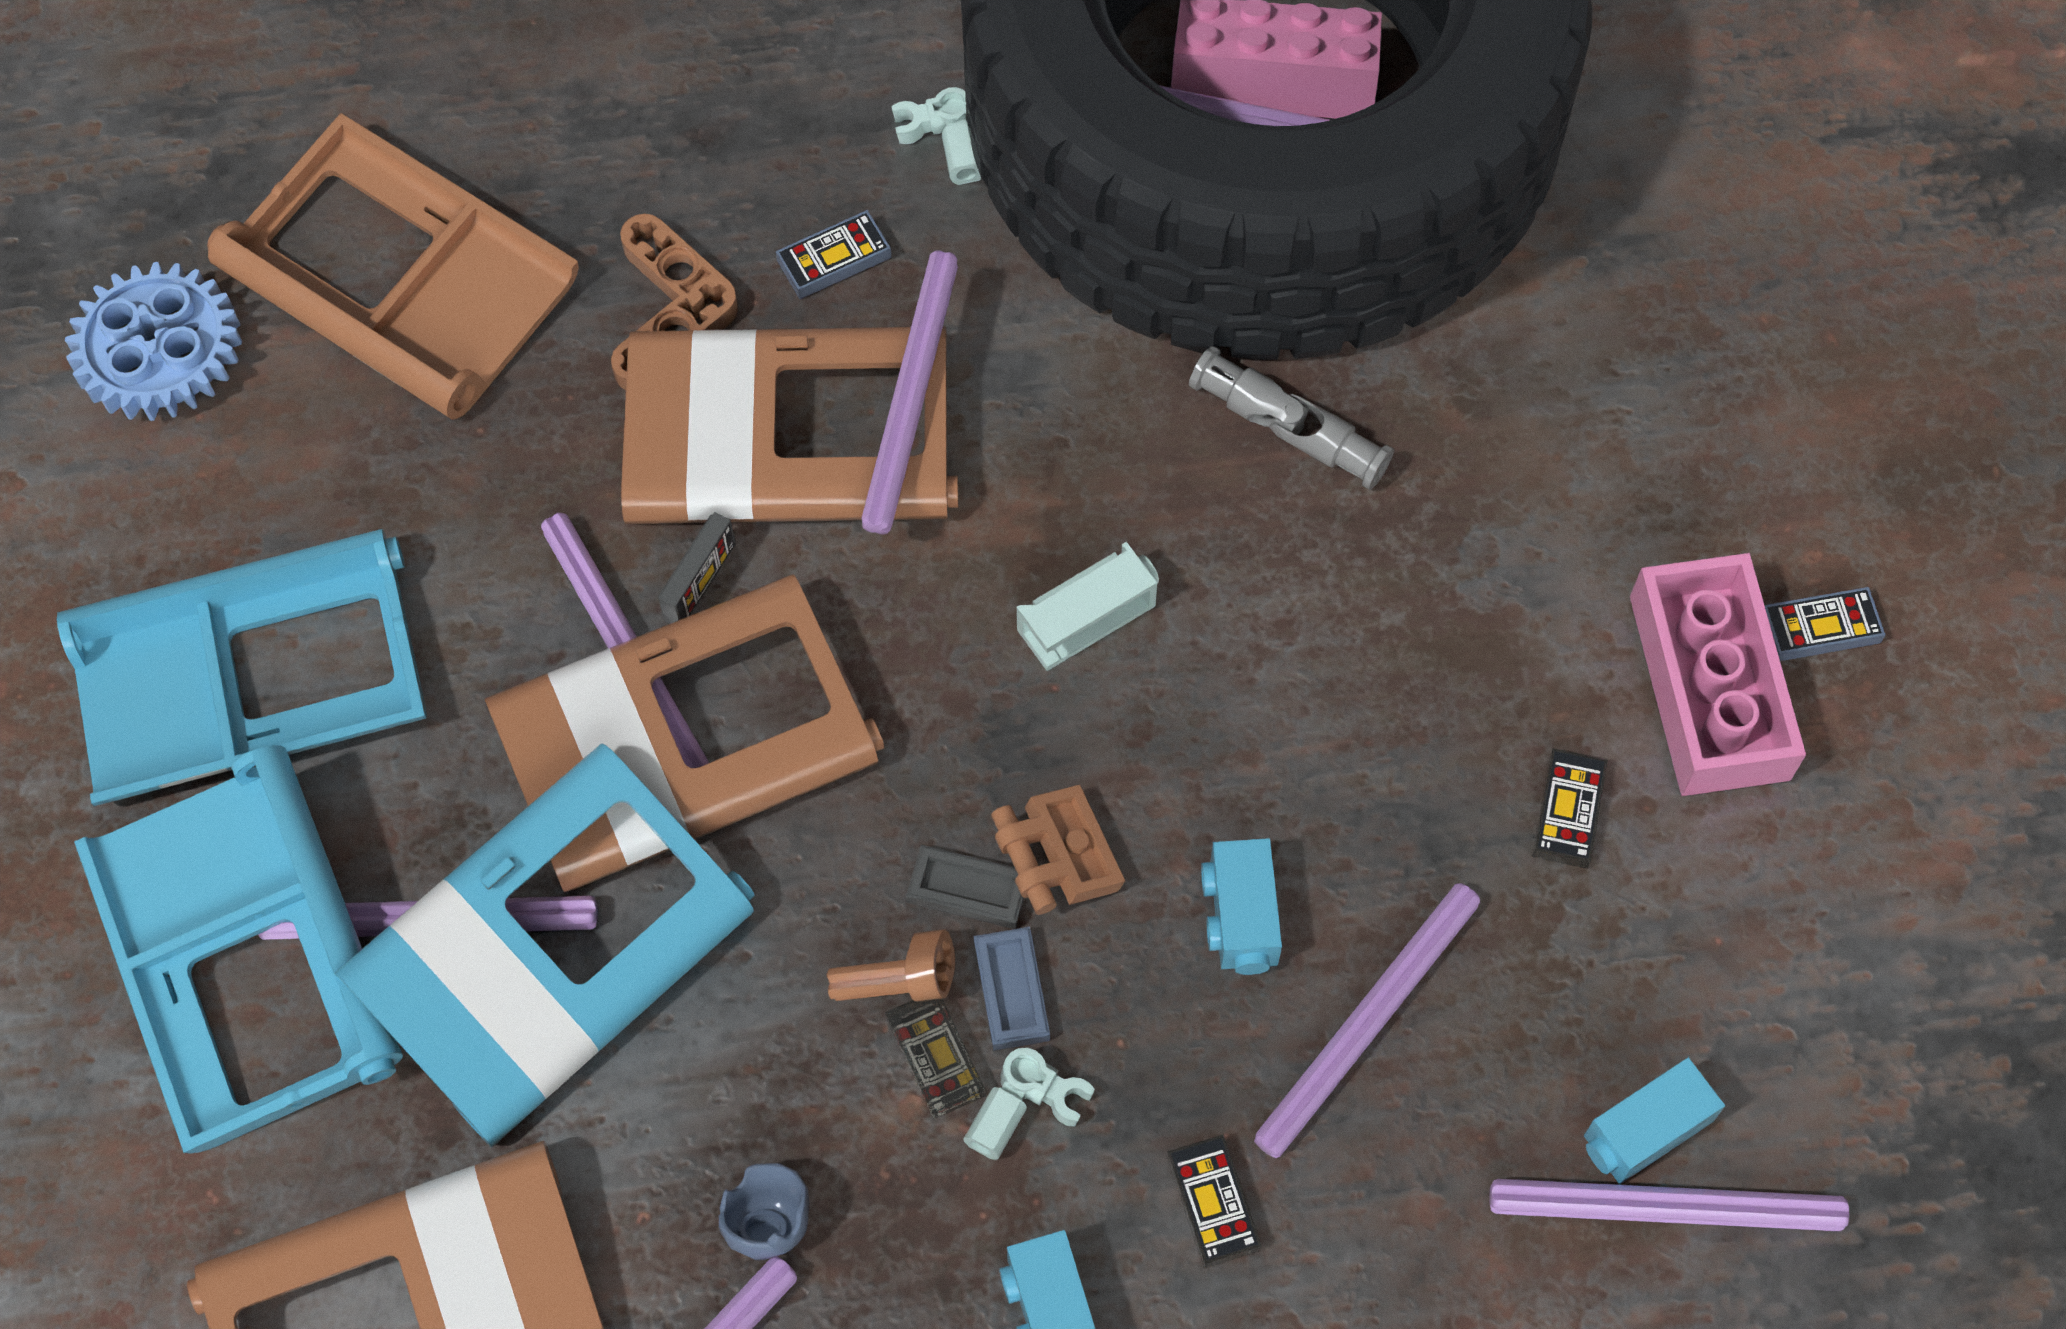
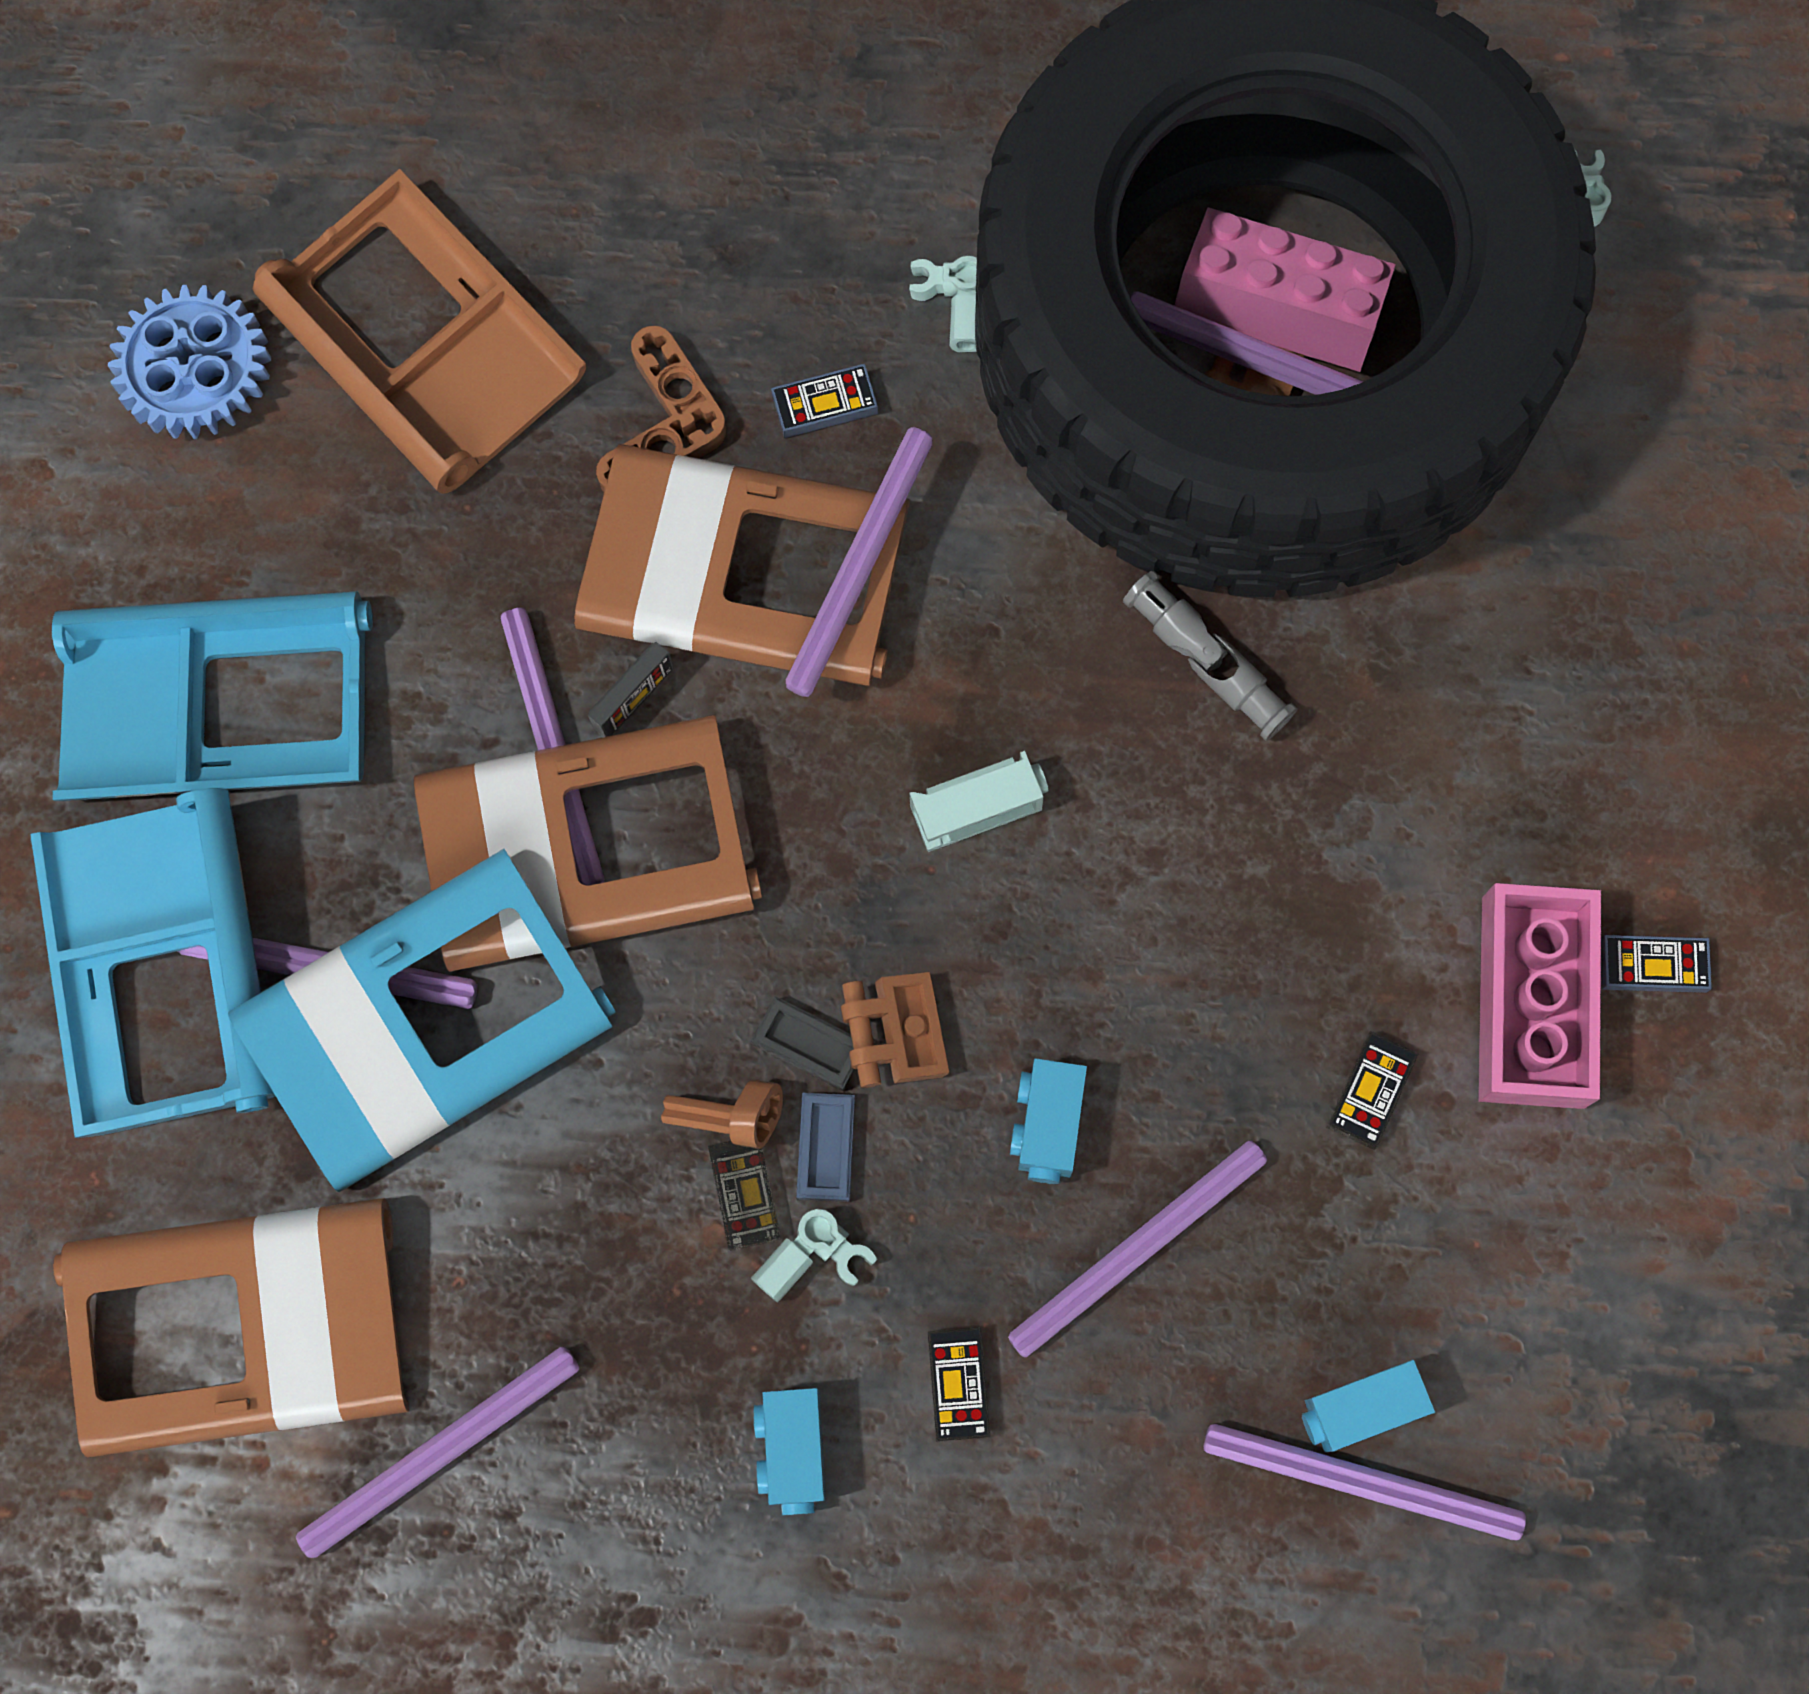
camera: 15 degrees right, 10 degrees up
(765, 1211) = (561, 1308): sand blue hair -> none

